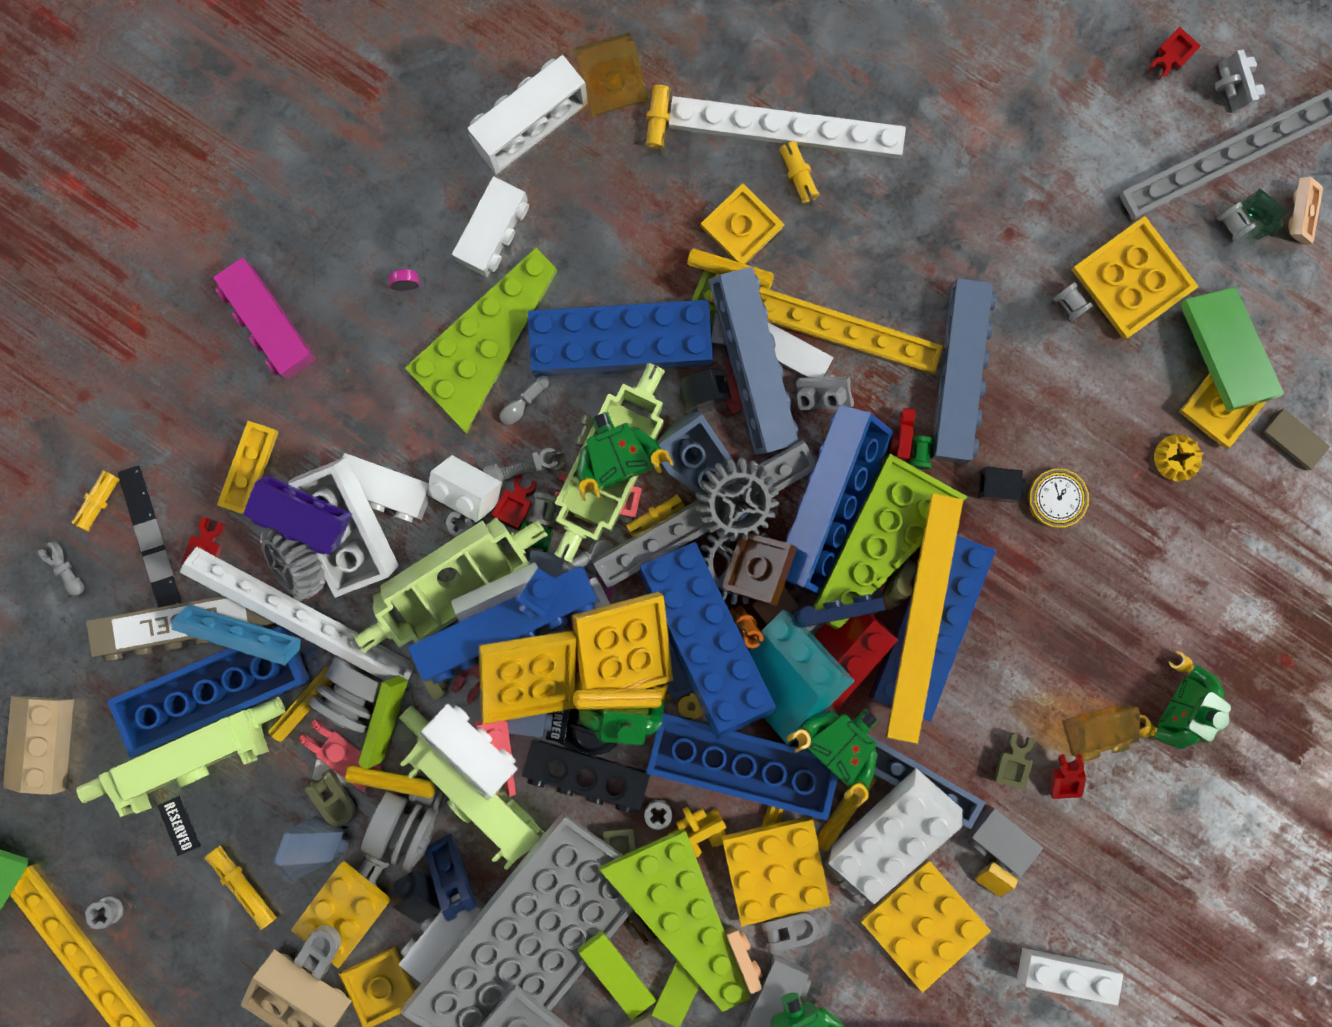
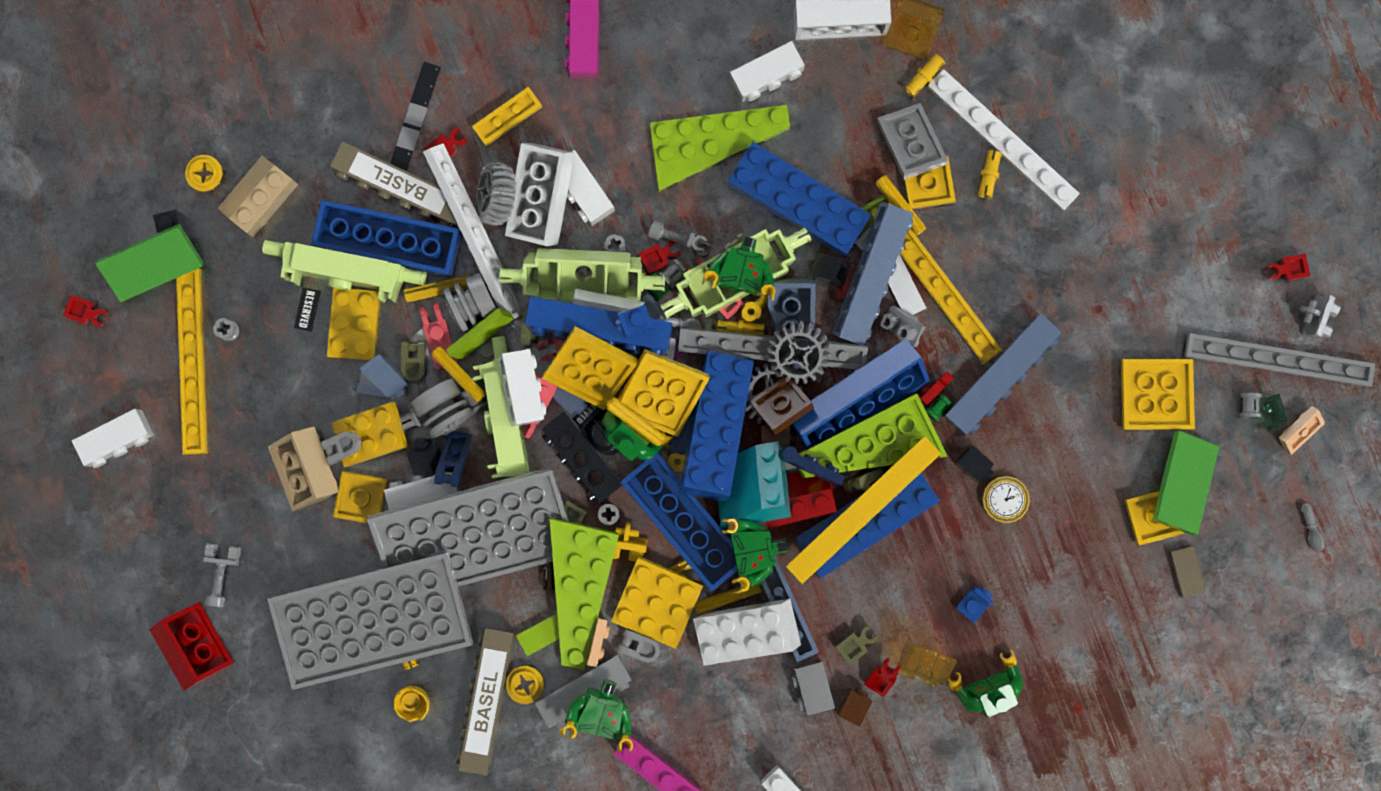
camera: 40 degrees right, 0 degrees up
(72, 584) = (348, 98): light grey piece -> none
(95, 500) = (398, 70): yellow pin -> none
(236, 634) = (429, 215): dark azure plate -> none
(240, 807) = (353, 324): none -> yellow plate
(240, 887) = (319, 379): yellow pin -> none
(297, 515) = (519, 167): dark purple brick -> none
(403, 280) = (688, 66): dark pink tile -> none
(464, 488) = (633, 224): white brick -> none
(514, 410) = (699, 198): light grey piece -> none
(616, 974) = (512, 594): lime tile -> none
(655, 488) = (752, 310): none -> yellow leg
(694, 193) = (912, 141): none -> light grey plate
(747, 626) = (748, 436): orange axle -> none
(843, 883) = (694, 641): light grey piece -> none
(925, 925) = (726, 705): yellow plate -> none
(996, 879) = (791, 708): yellow tile -> none
(1060, 829) = (855, 706): none -> reddish brown brick
(1072, 301) = (1106, 381): light grey bush -> none
(1105, 630) = (975, 603): none -> blue bracket
(1172, 469) = (1092, 533): yellow gear -> none

